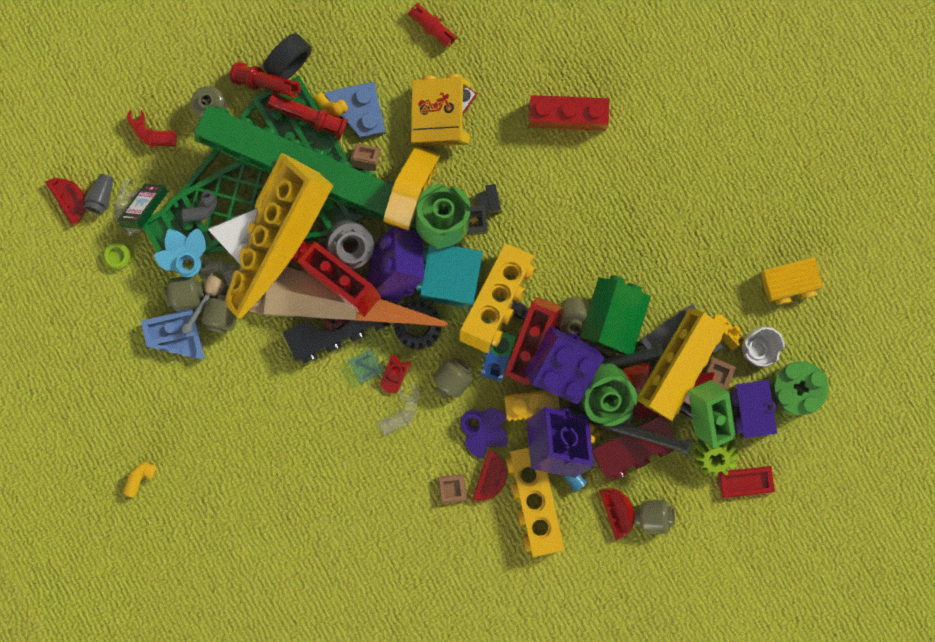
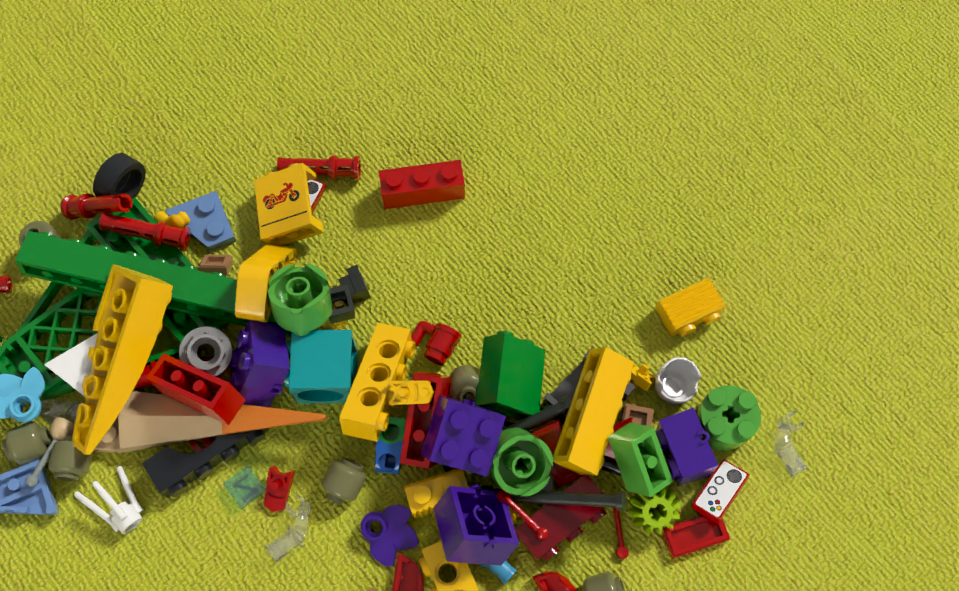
camera: 10 degrees left, 15 degrees down
(203, 210) = (43, 339): dark grey arm -> none
(261, 372) = (125, 516): none -> white plant
(424, 340) = (302, 446): black tyre -> none
(432, 25) = (269, 128): red pin -> none
(487, 77) = (330, 167): none -> red pin
(525, 319) = (411, 392): none -> yellow piece
(559, 269) = (441, 343): none -> red piece
(614, 458) = (504, 497): none -> red hinge
(680, 484) = (622, 552): none -> red hinge
(776, 450) = (720, 491): none -> tile
(842, 421) = (784, 446): none -> clear piece

